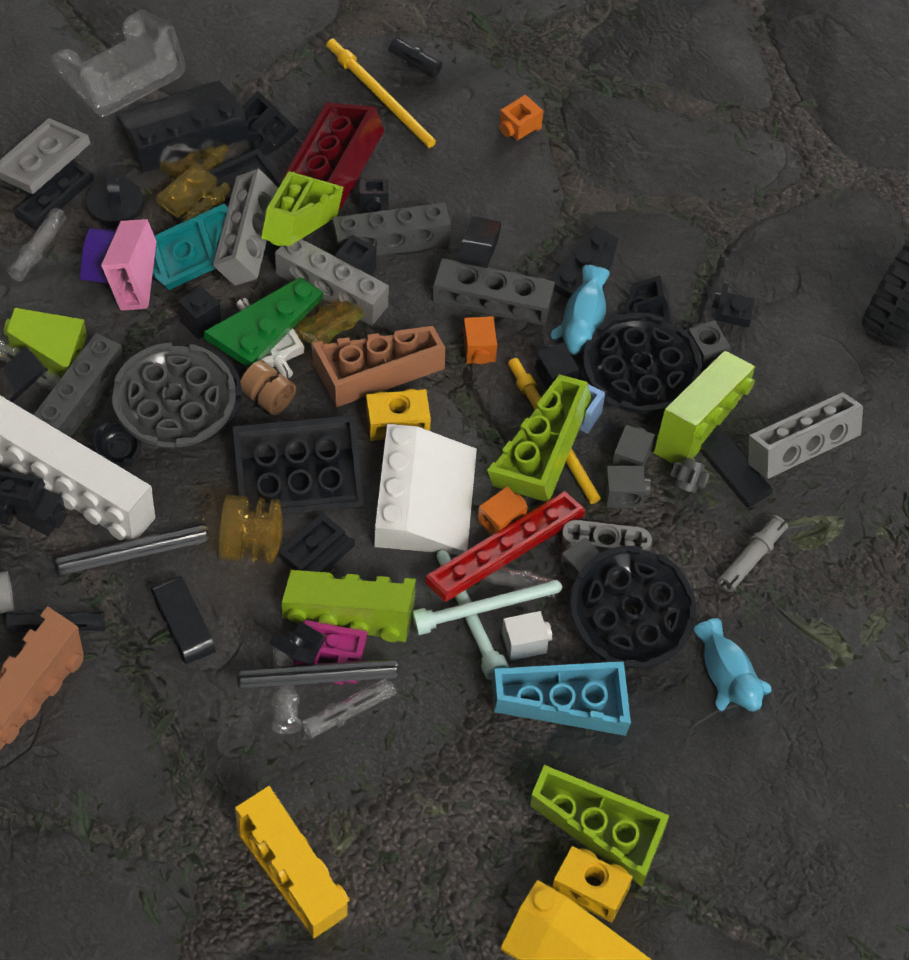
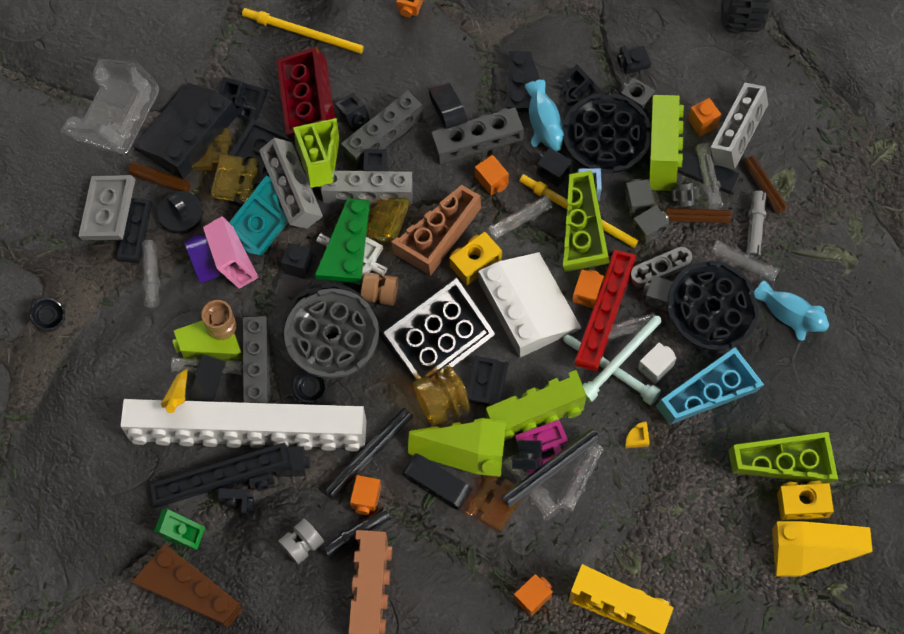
camera: 25 degrees left, 10 degrees up
(65, 318) = (219, 319): none -> medium nougat wheel
(94, 588) = (365, 495): none -> orange brick
(118, 156) = (158, 177): none -> reddish brown axle
(201, 799) = (533, 594): none -> orange brick
(223, 690) = (496, 513): none -> clear orange plate
(243, 600) = (467, 446): none -> lime wedge
(447, 703) = (638, 436): none -> yellow tile
(518, 400) = (529, 212): none -> clear pin
(690, 508) = (698, 215): none -> reddish brown axle
(703, 575) = (748, 262): none -> clear pin
(727, 481) = (714, 197): none -> clear pin
(770, 405) = (704, 117): none -> orange brick
(795, 518) = (765, 184): none -> reddish brown axle

